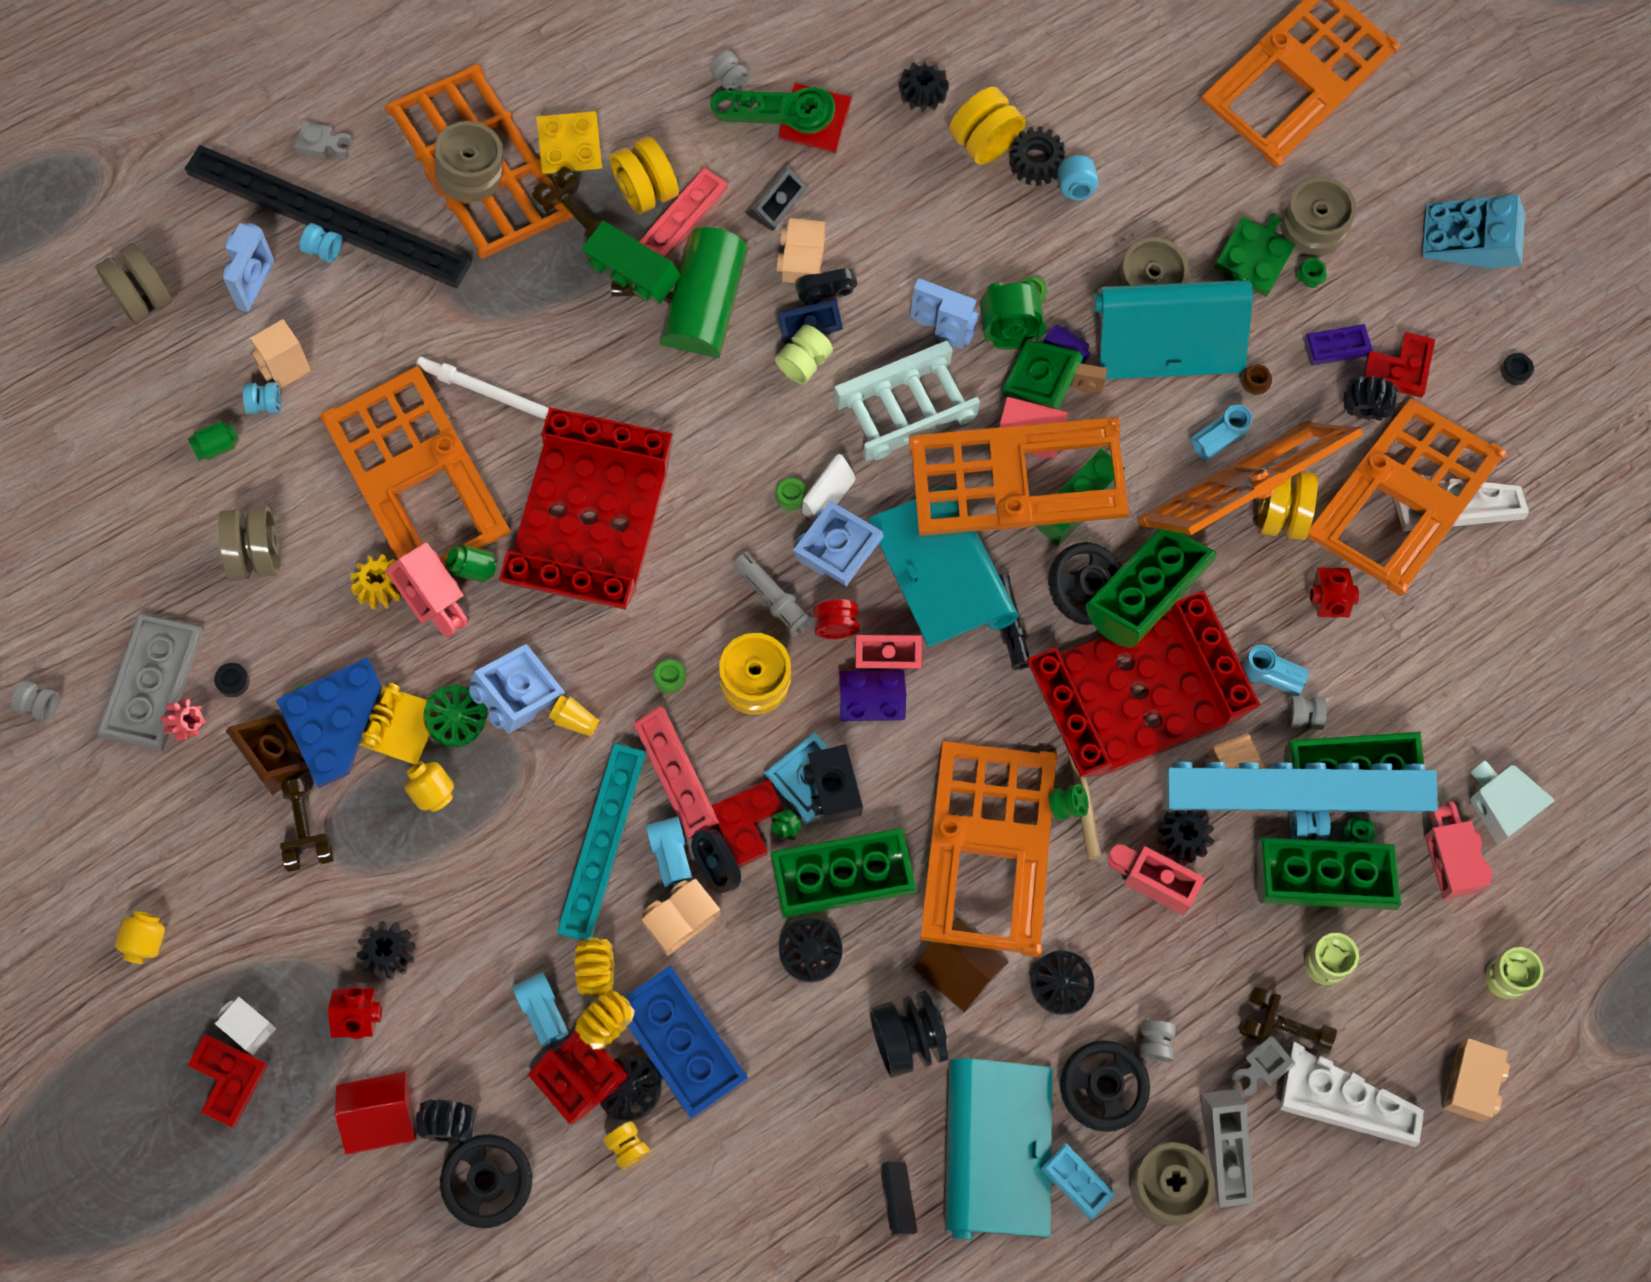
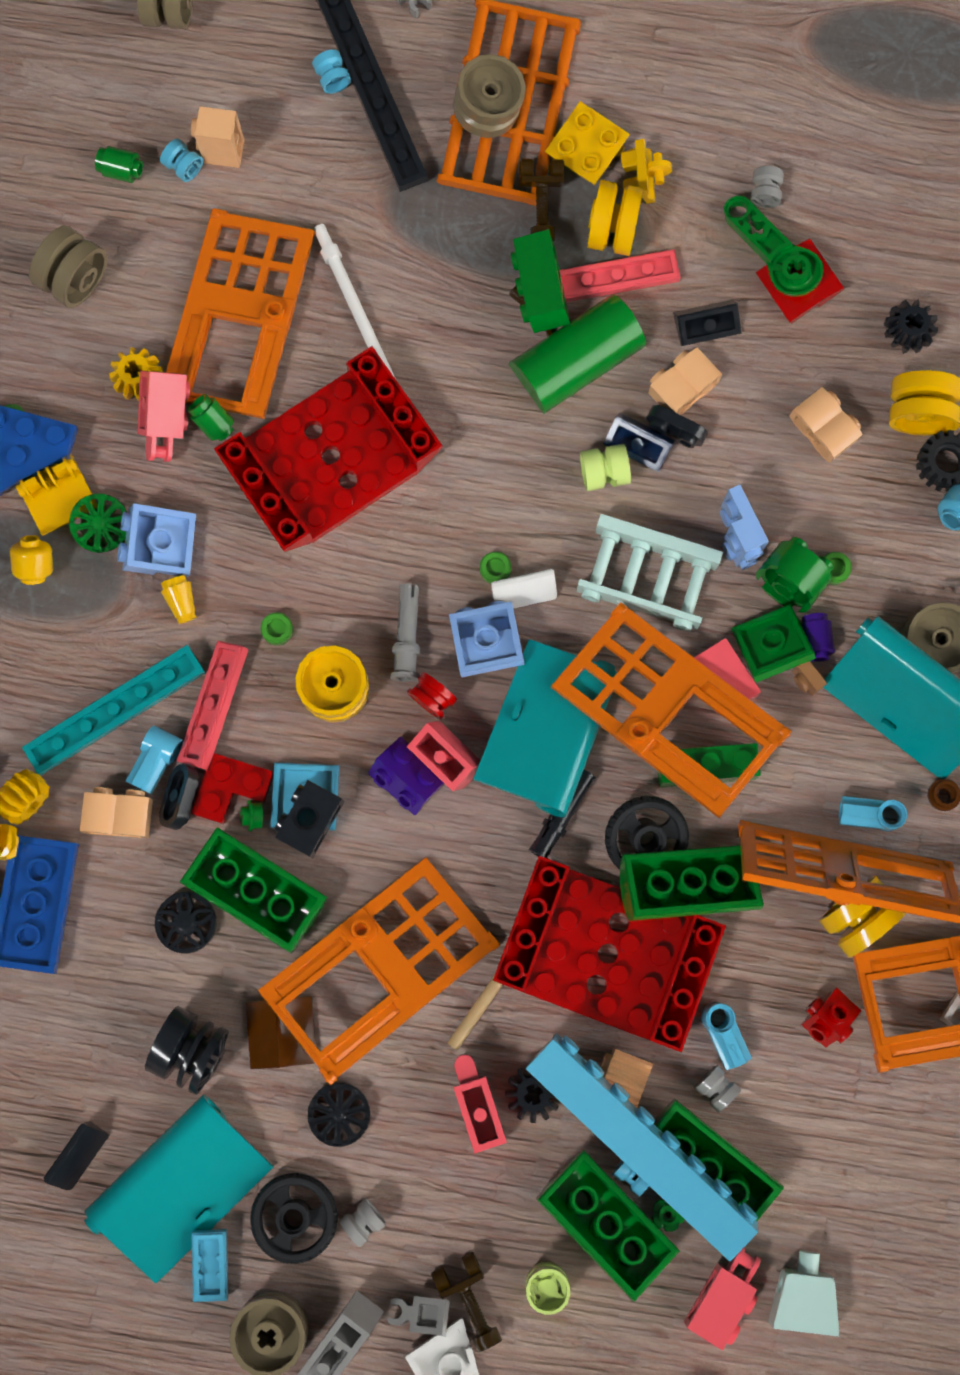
camera: 50 degrees right, 10 degrees up
(249, 264) = (260, 46): light blue plate -> none
(617, 125) = (641, 160): none -> yellow hips
(930, 198) = (826, 424): none -> light nougat brick
(1068, 802) = (469, 989): green wheel -> none

